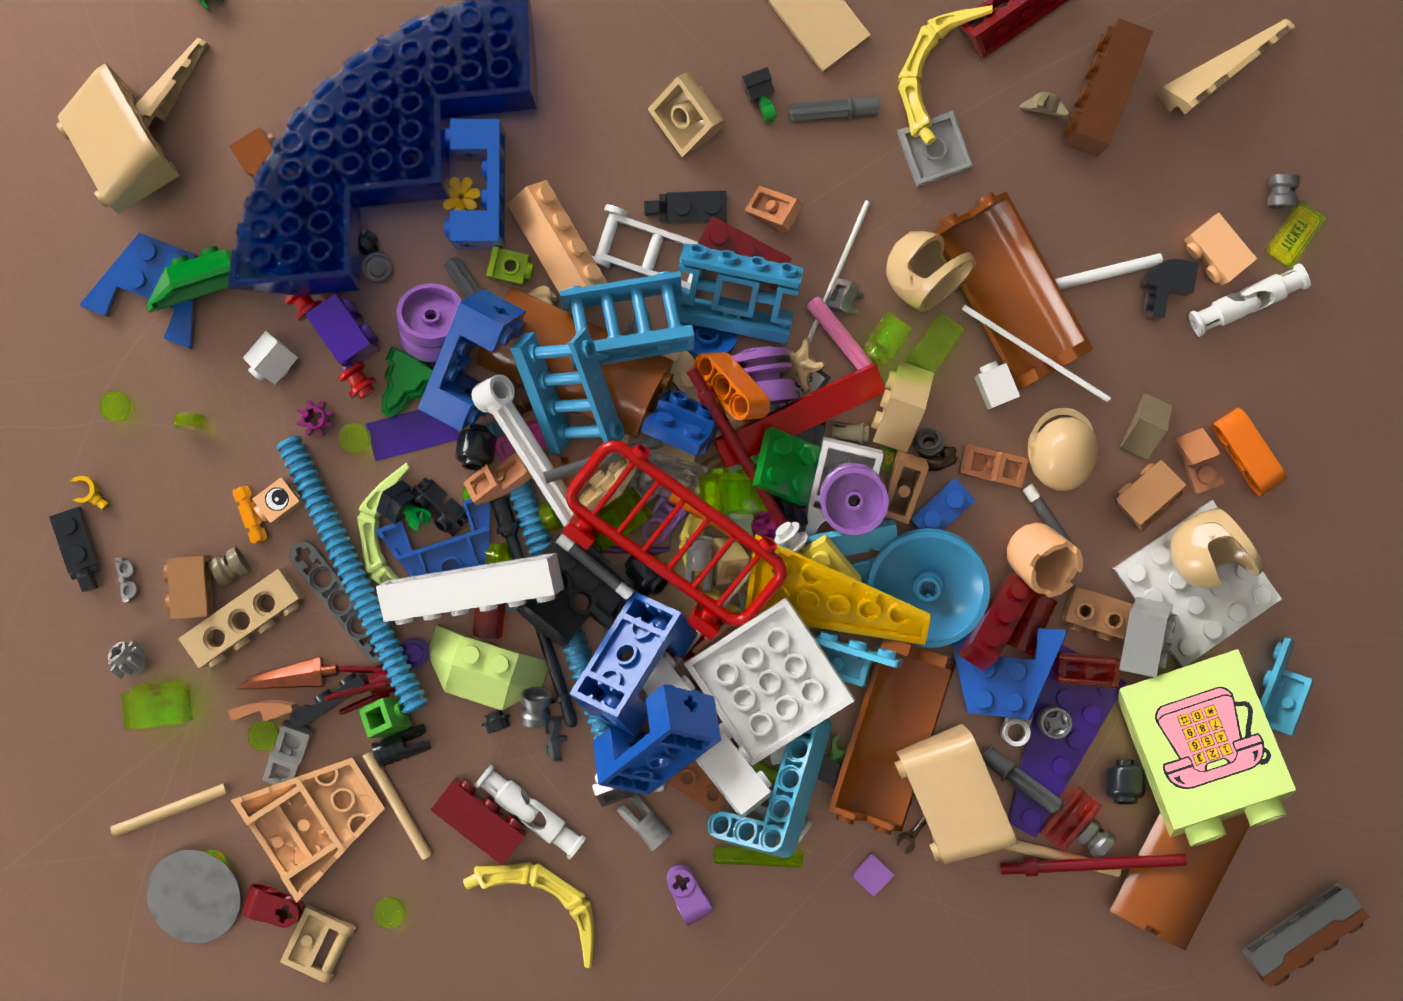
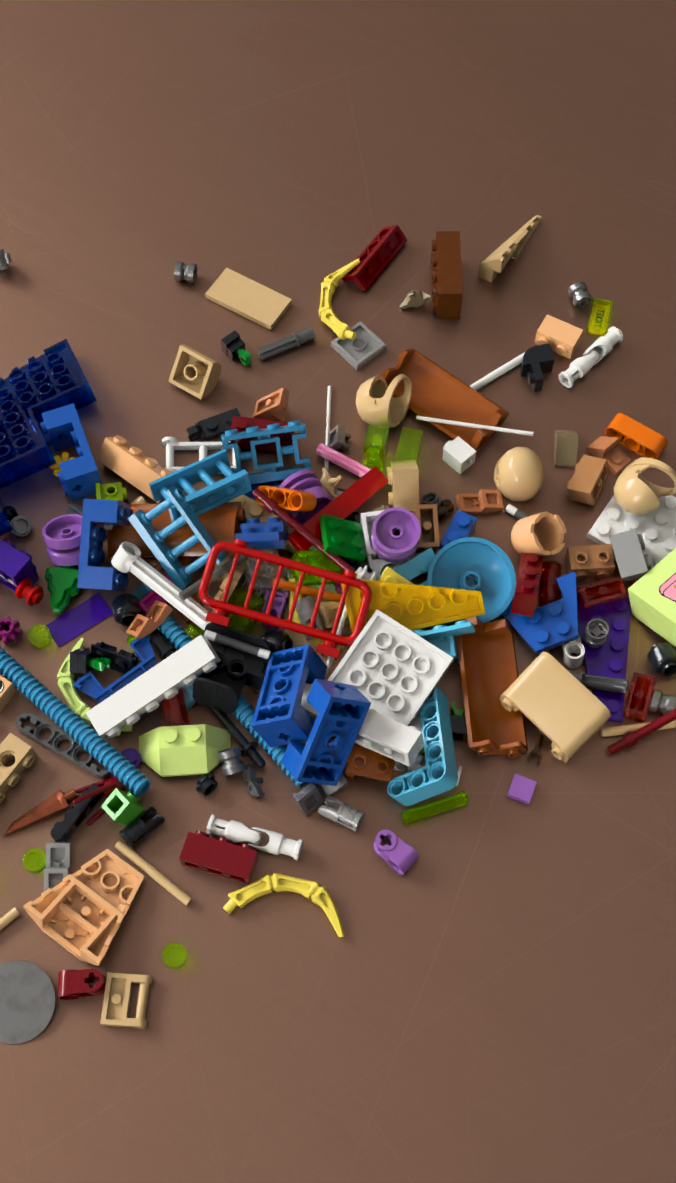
camera: 15 degrees left, 25 degrees down
(269, 709) = (37, 835): nougat slope -> none

